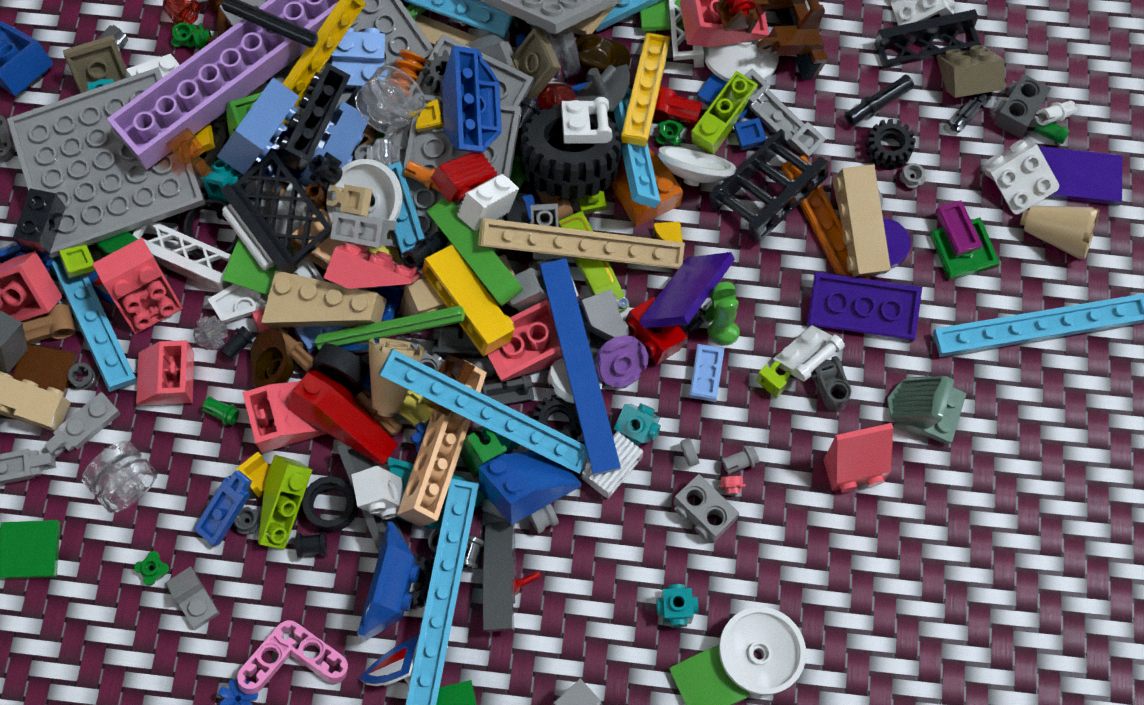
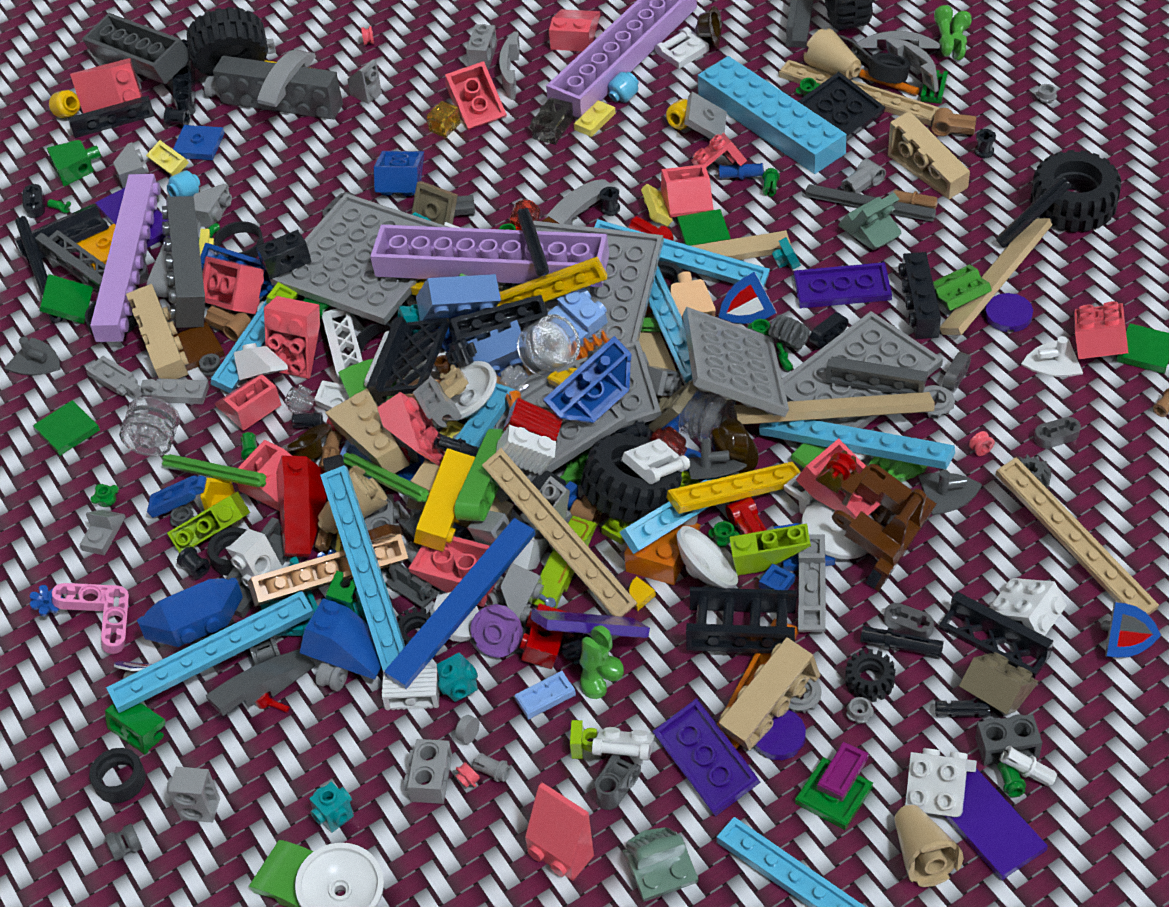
camera: 55 degrees right, 20 degrees down
(136, 334) = (257, 361): none -> white slope
(188, 150) = (406, 279): clear orange plate -> none
(233, 458) = (214, 470): none -> bright green axle
(865, 83) = (909, 620): none -> flat silver beam

